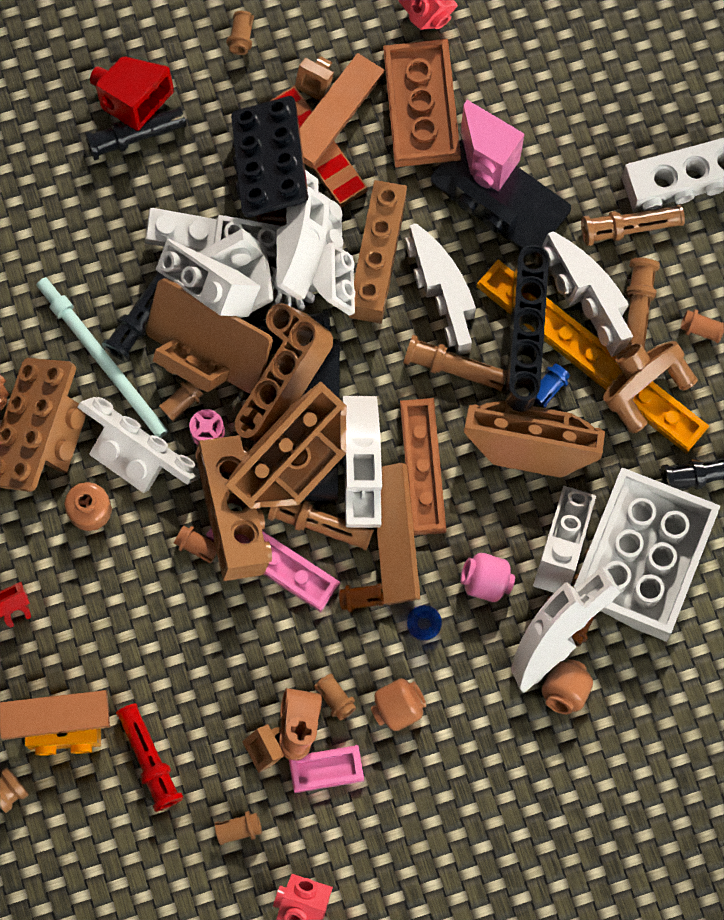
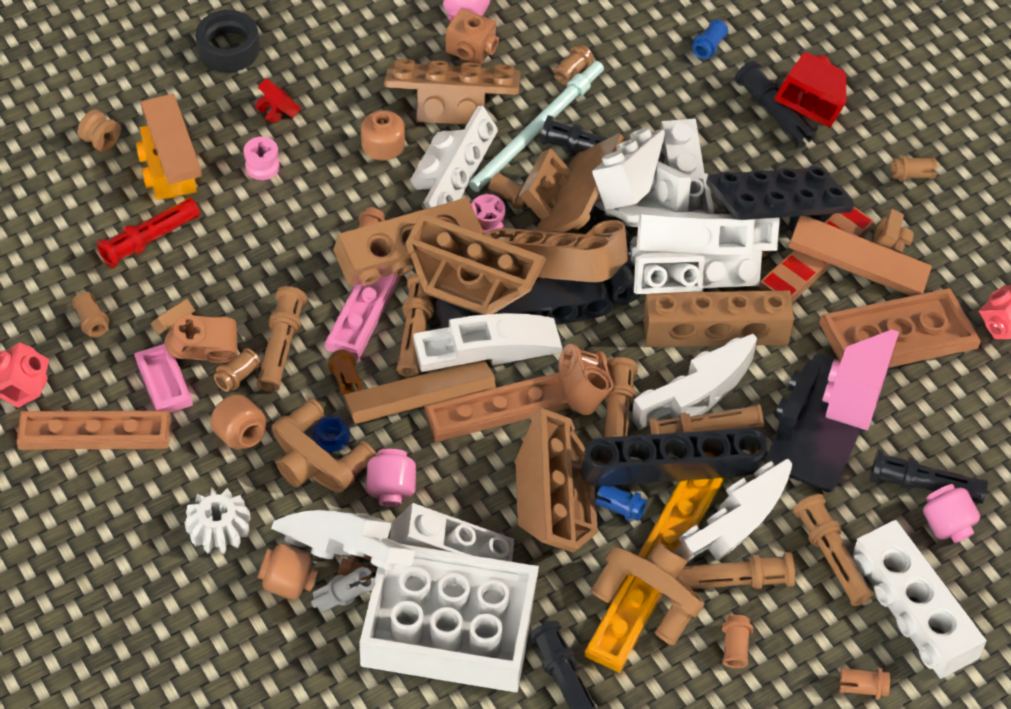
camera: 75 degrees right, 20 degrees down
(29, 298) = (579, 59): none -> medium nougat pin
(42, 174) = (706, 44): none -> blue pin
(84, 637) = (261, 158): none -> bright pink wheel
(292, 644) = (283, 325): none -> medium nougat pin
(370, 842) = (93, 430): none -> nougat tile
(421, 380) = (584, 378): none -> nougat piece
(450, 650) = (307, 459): none -> medium nougat connector
(491, 312) = (740, 418): none -> medium nougat pin
(492, 748) = (217, 520): none -> white gear
(571, 137) = (911, 474): none -> black pin
(604, 639) = (343, 589): none -> light grey axle
(618, 119) = (951, 513): none -> bright pink head

